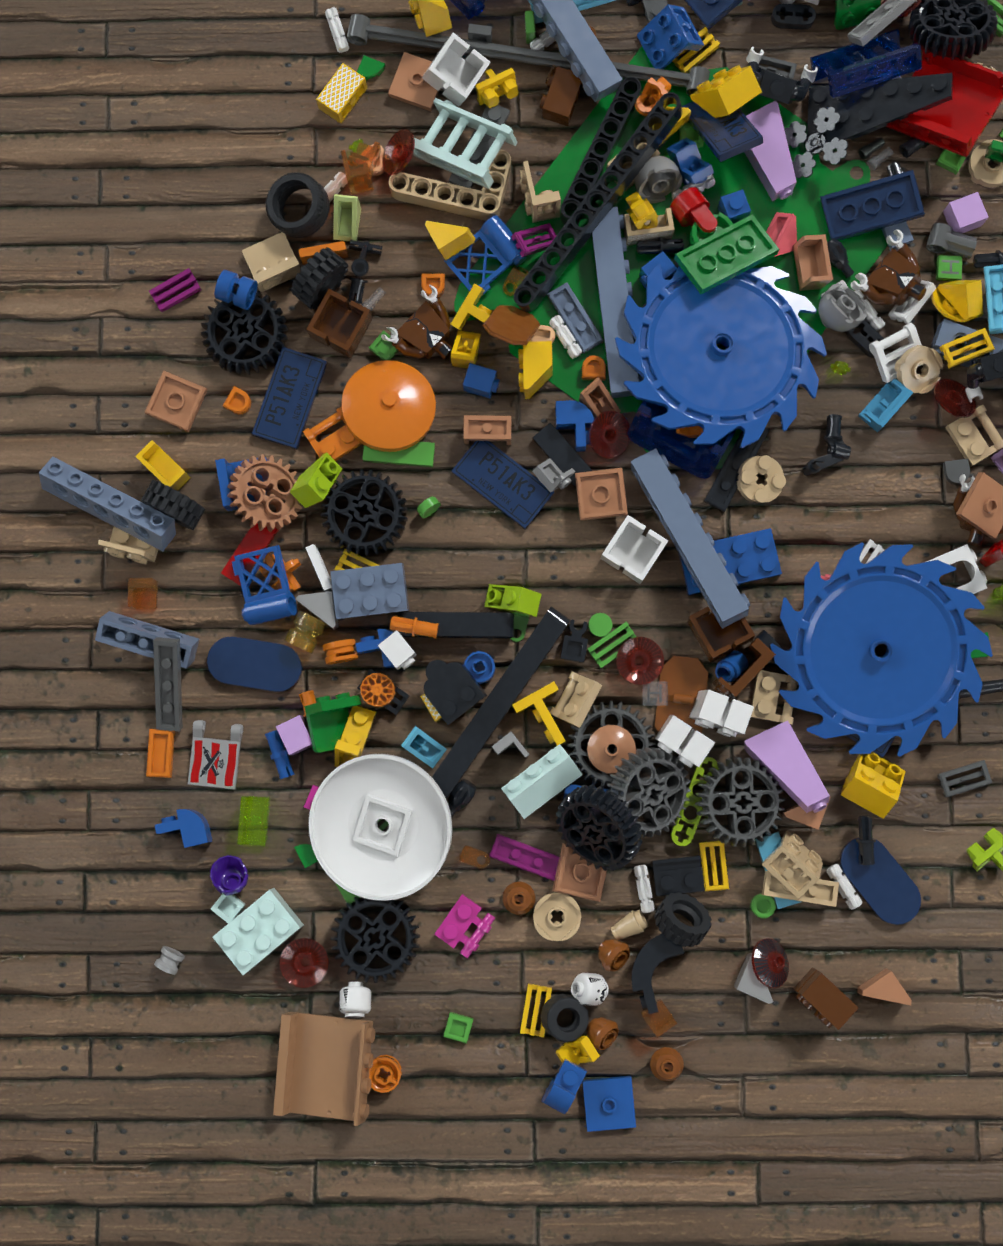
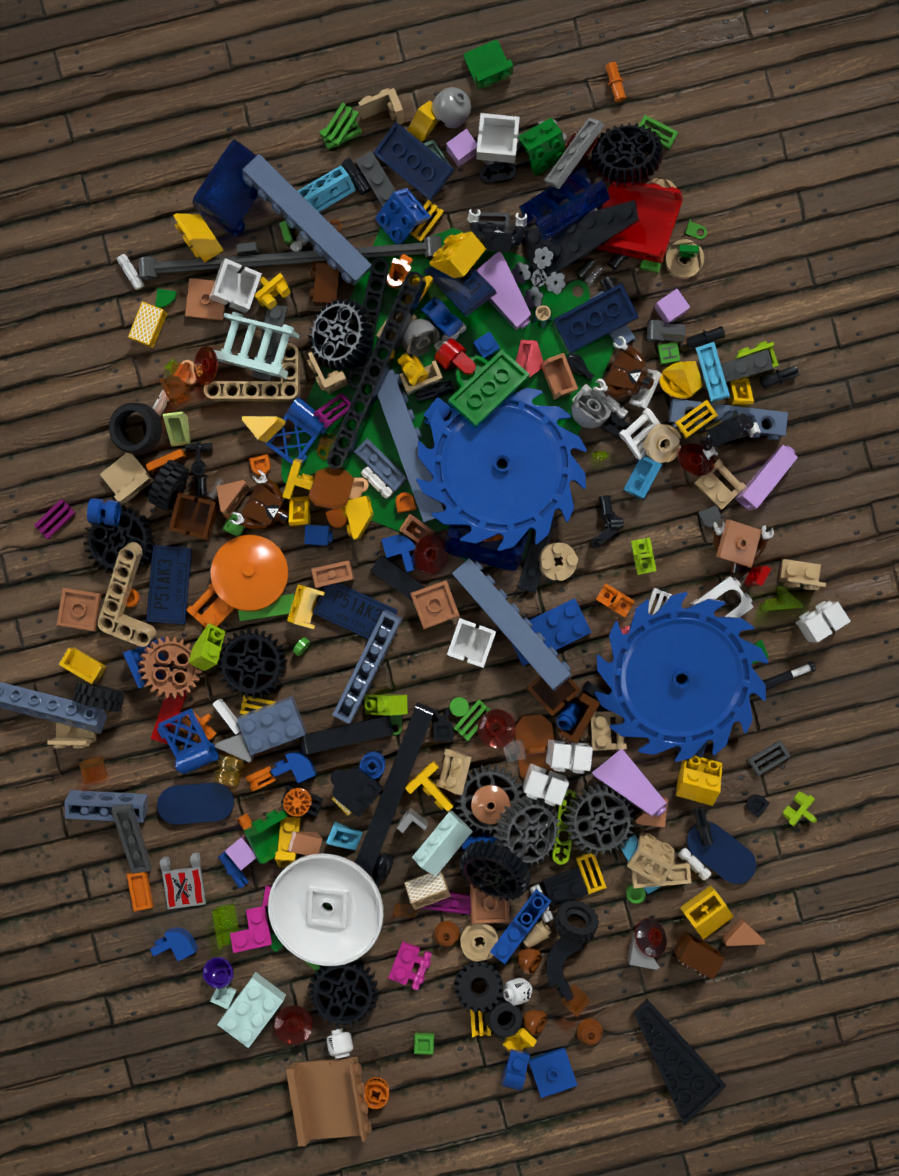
camera: 15 degrees left, 5 degrees up
(169, 960) = (188, 1048): light grey wheel -> none
(230, 396) = (120, 597): none -> tan beam
(287, 841) = (258, 933): none -> dark pink plate
(374, 739) = (305, 843): none -> nougat slope
(390, 310) = (230, 496): none -> nougat slope
(398, 651) = (305, 769): white brick -> none
(414, 626) = (313, 746): orange axle -> none
(444, 458) = (303, 606): none -> yellow panel
(503, 547) = (367, 666): none -> sand blue brick
(508, 366) = (336, 518): none -> orange tile
(509, 835) = (427, 890): none -> tan panel
(552, 476) = (392, 598): light grey bracket -> none
(562, 155) = (334, 350): none -> black gear
(562, 970) = (493, 990): none -> black tyre
(612, 908) = (520, 926): none -> blue slope
(773, 1145) = (685, 1072): none -> black wing
(810, 185) = (542, 314): none -> tan piece
(824, 551) = (620, 605): none -> orange hips
(847, 949) = (707, 912): none -> yellow slope
(866, 487) = (642, 546): none -> lime hips
(937, 832) = (756, 804): none -> black tile

